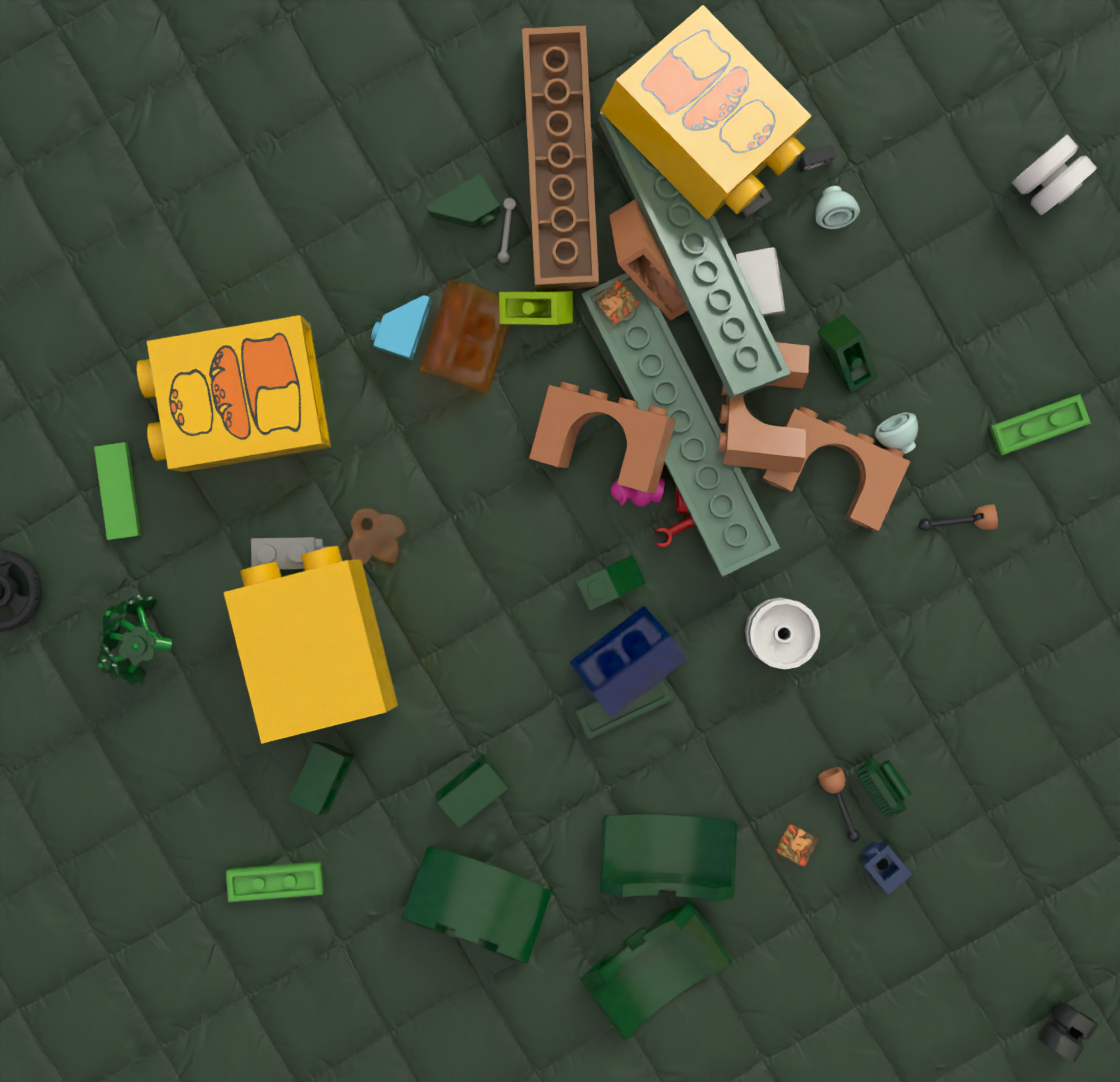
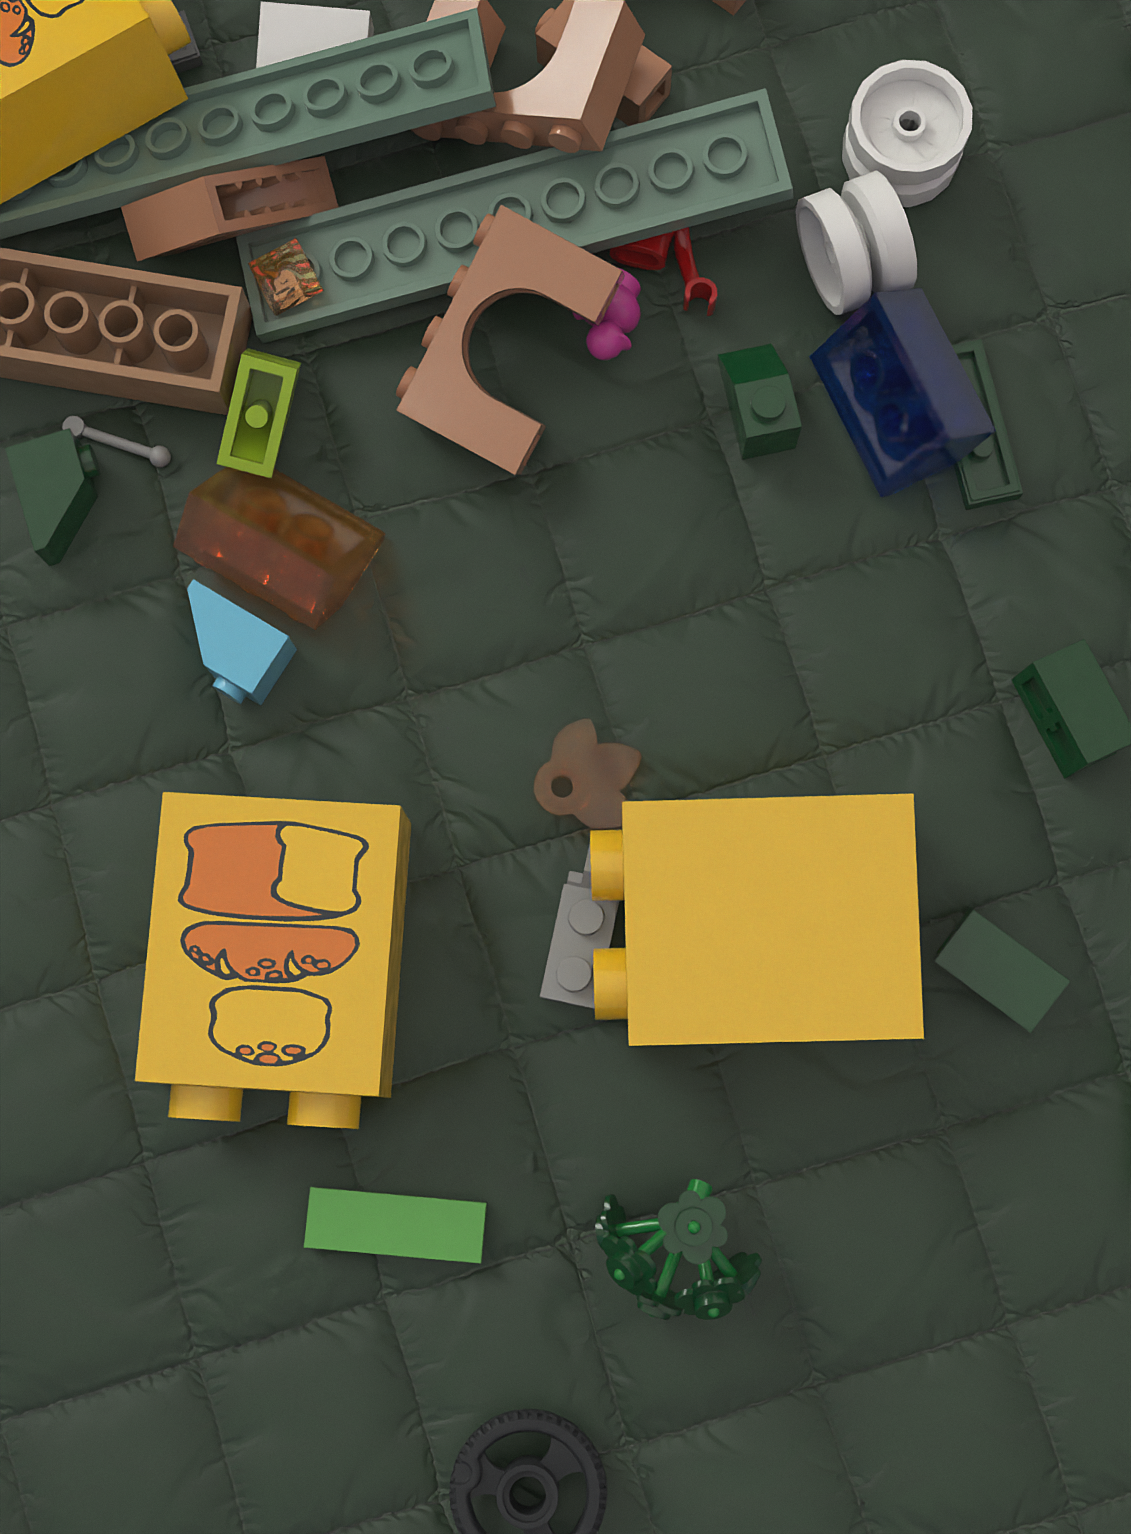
camera: 70 degrees left, 10 degrees down
(708, 622) = (856, 242): none -> white wheel

